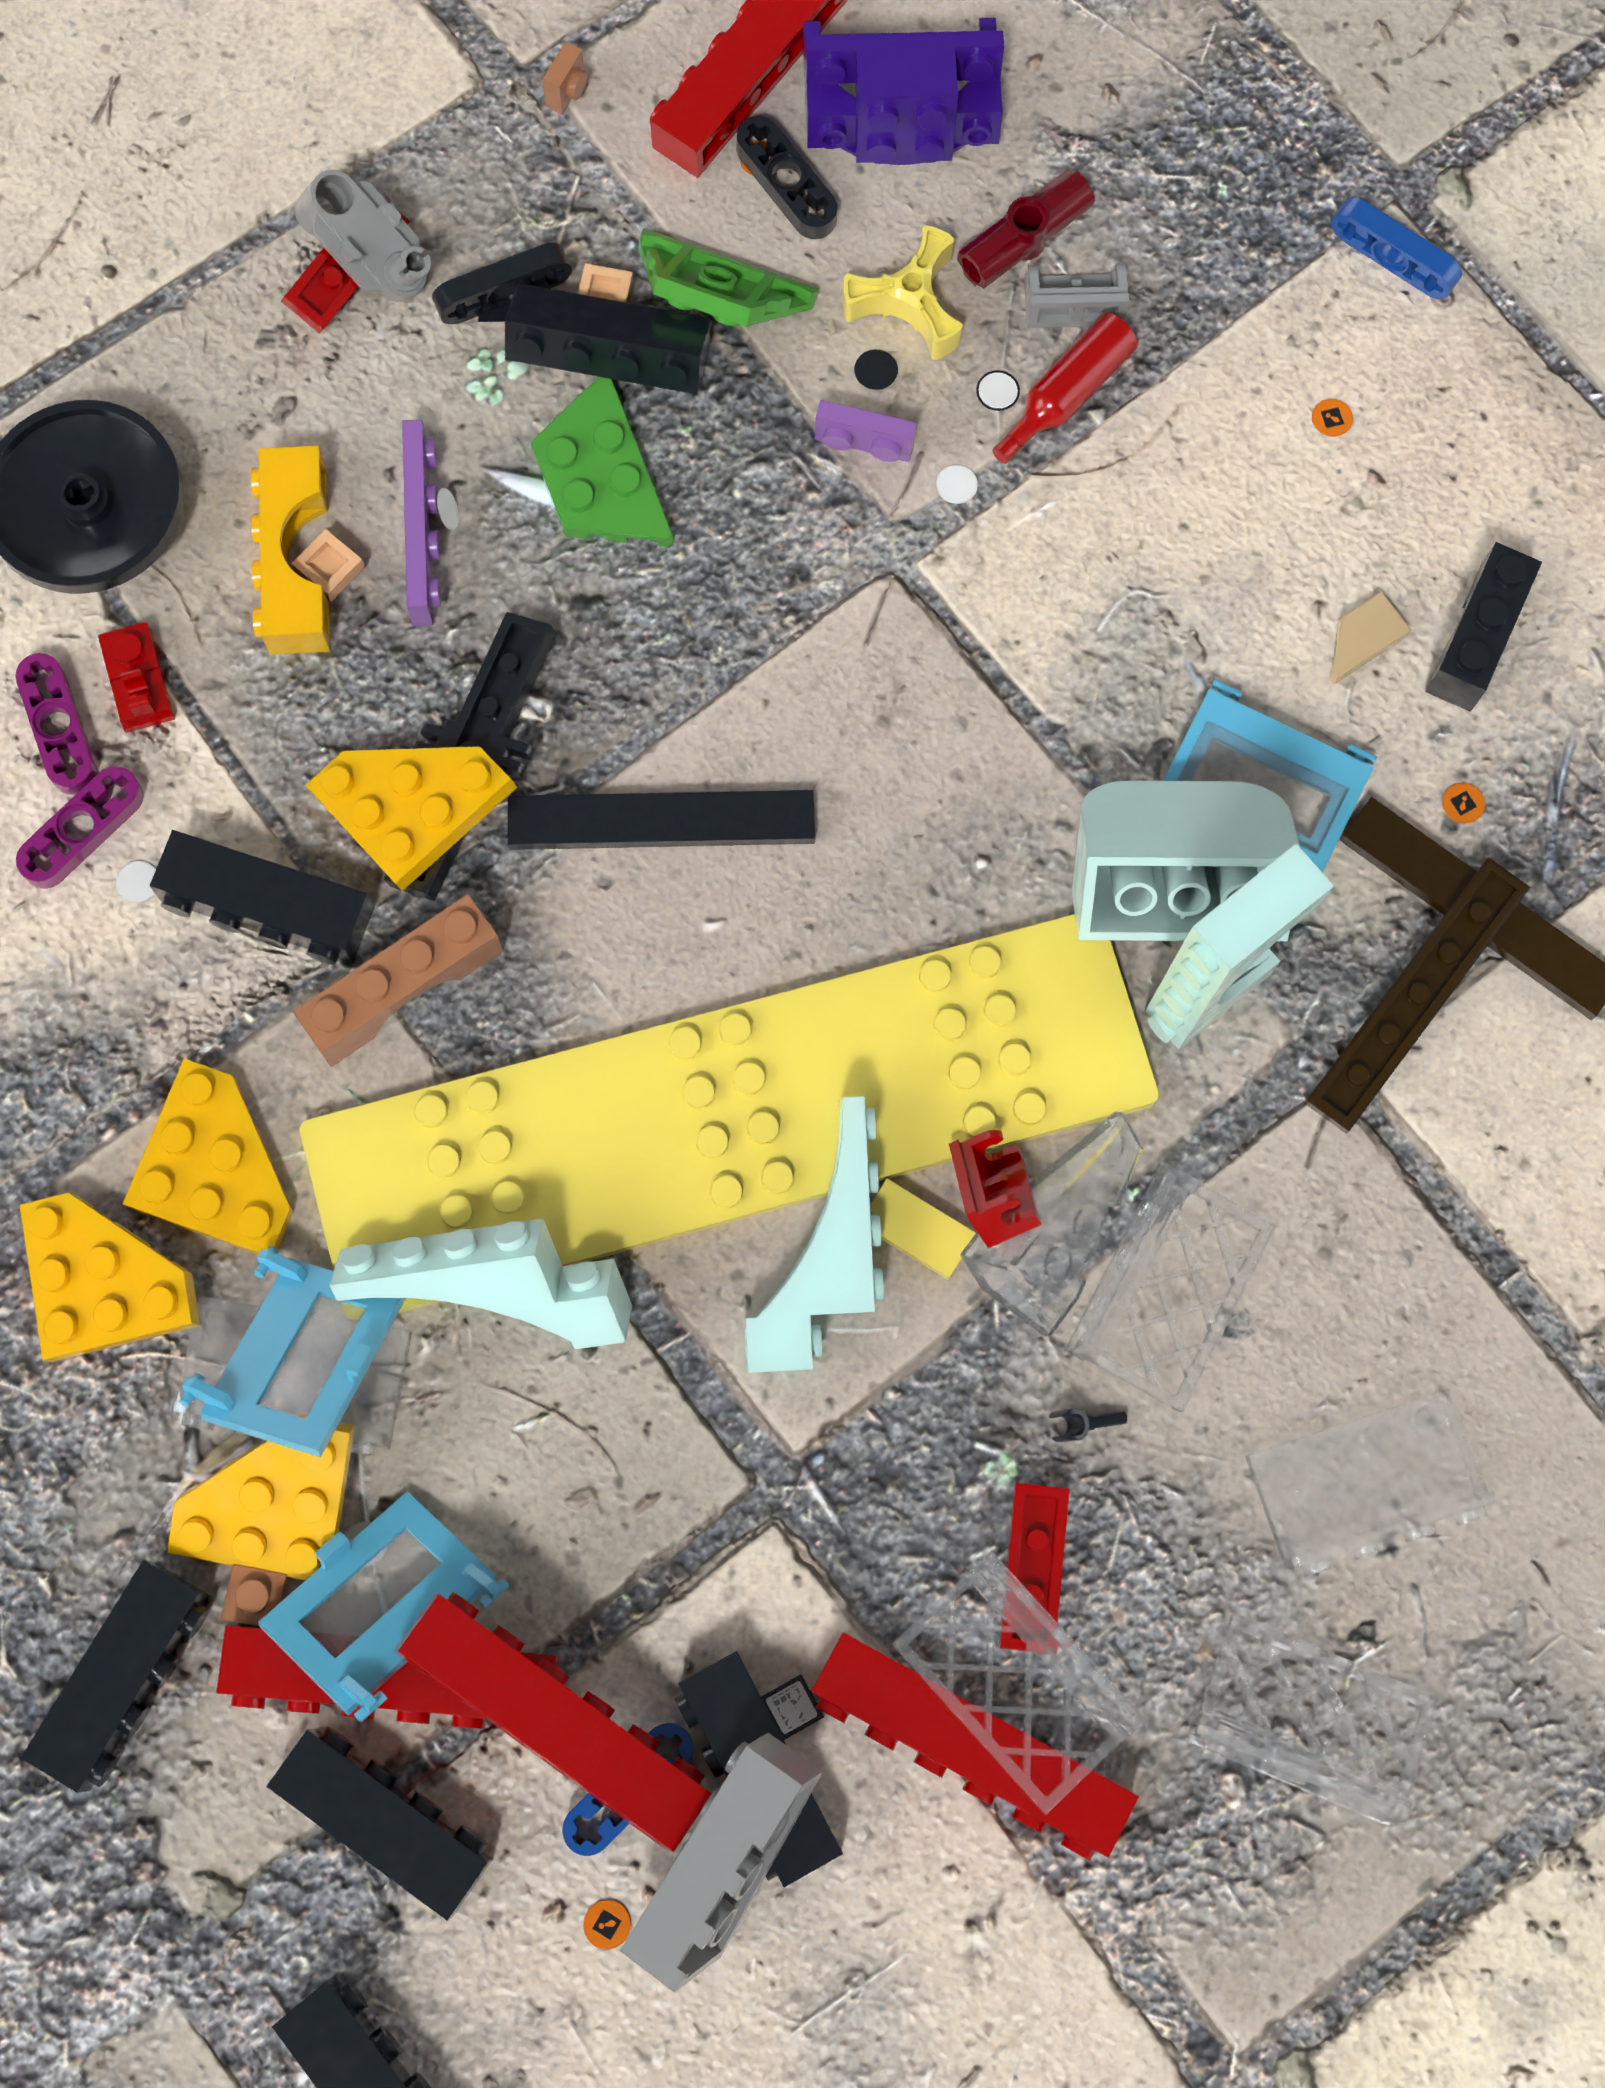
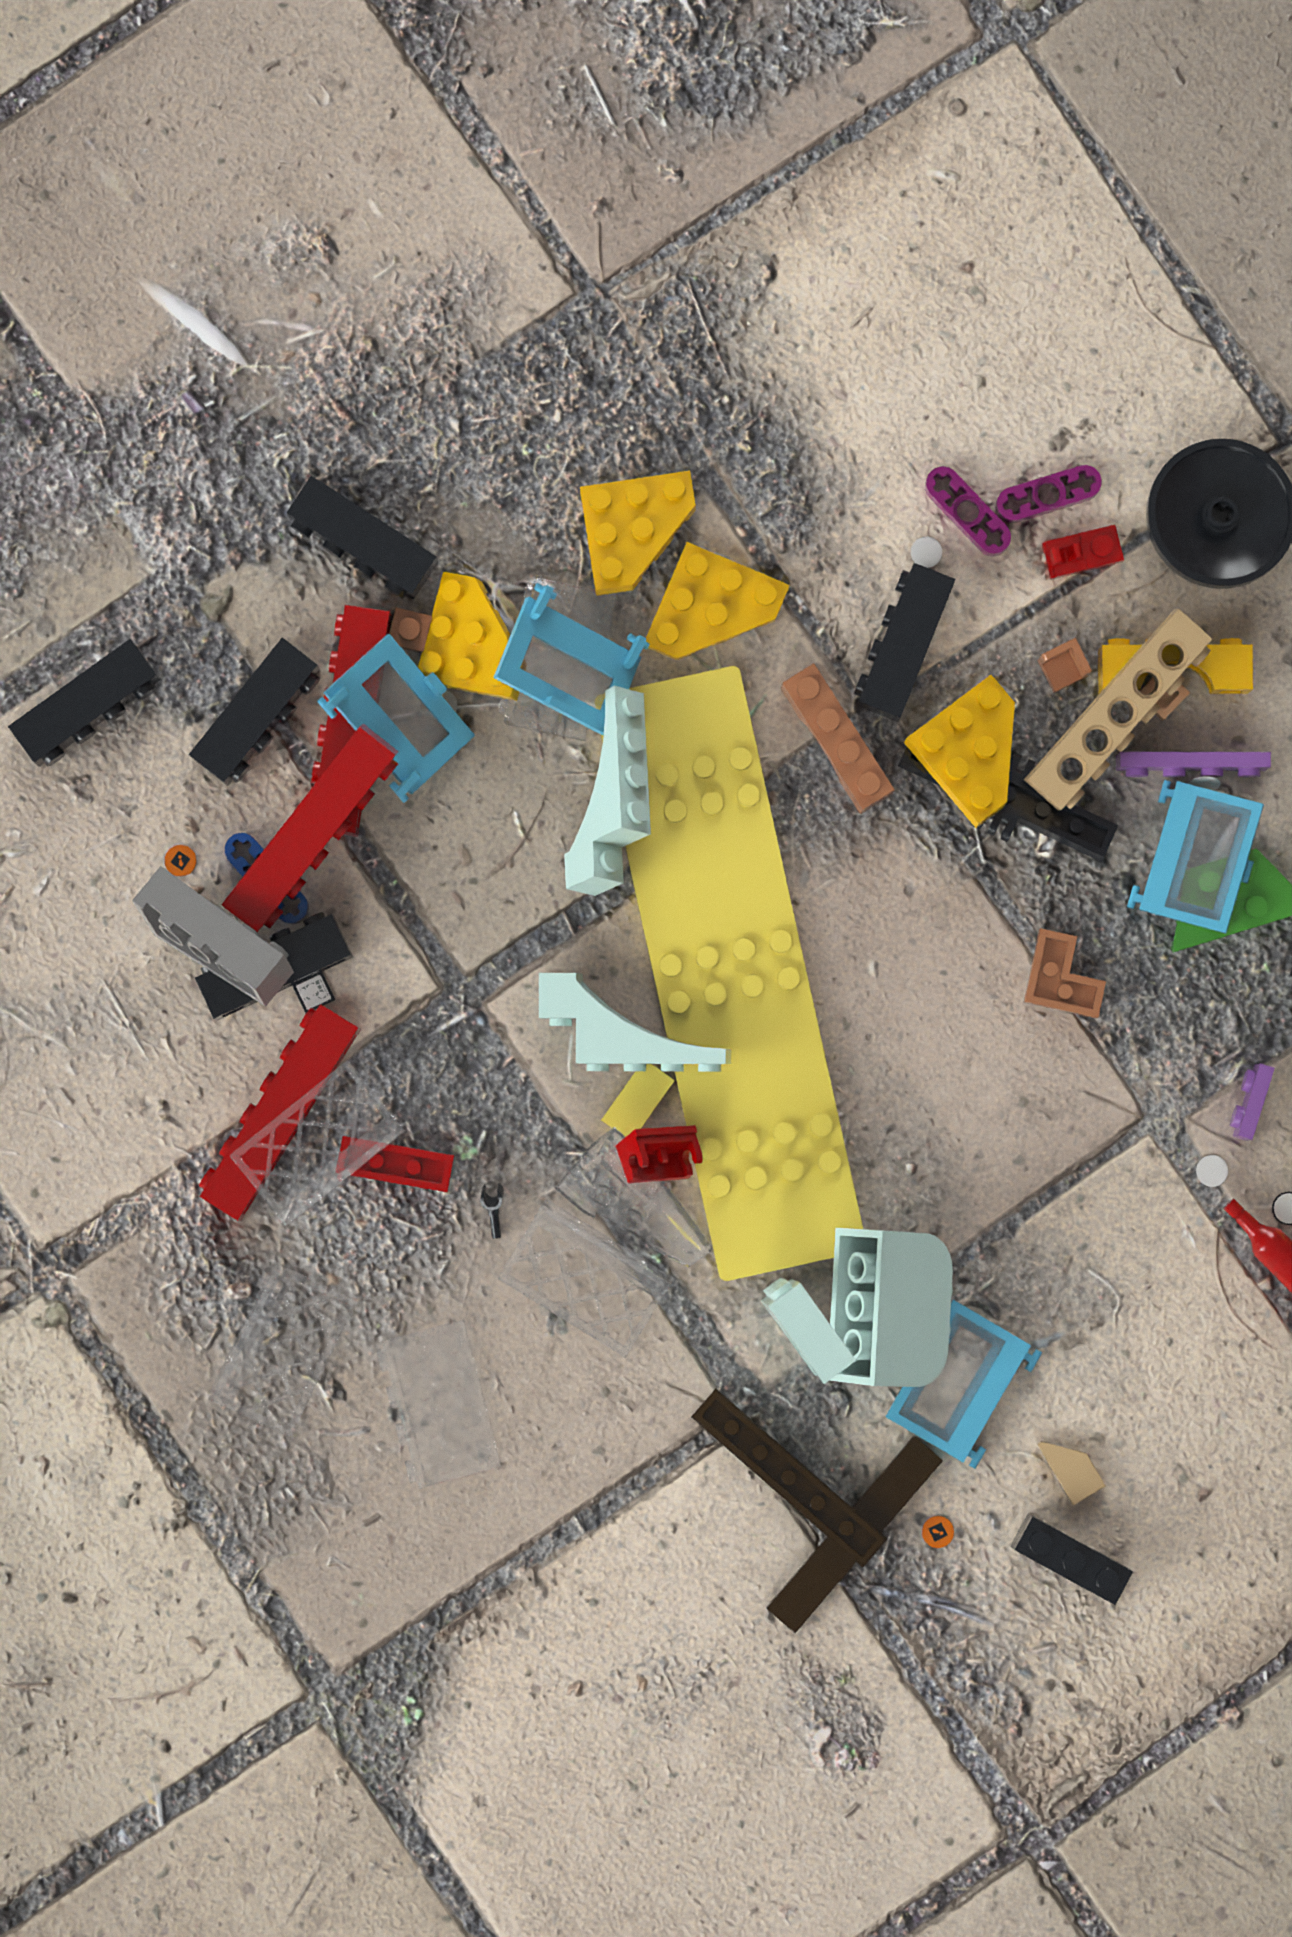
camera: 95 degrees right, 10 degrees up
(260, 513) = (1174, 630): none -> tan brick
(290, 687) = (1064, 665): none -> nougat panel
(545, 504) = (1200, 857): none -> piece
(661, 819) = (952, 933): black tile -> none
(719, 689) = (1052, 983): none -> nougat plate
(1332, 417) = (1255, 1466): orange sticker -> none

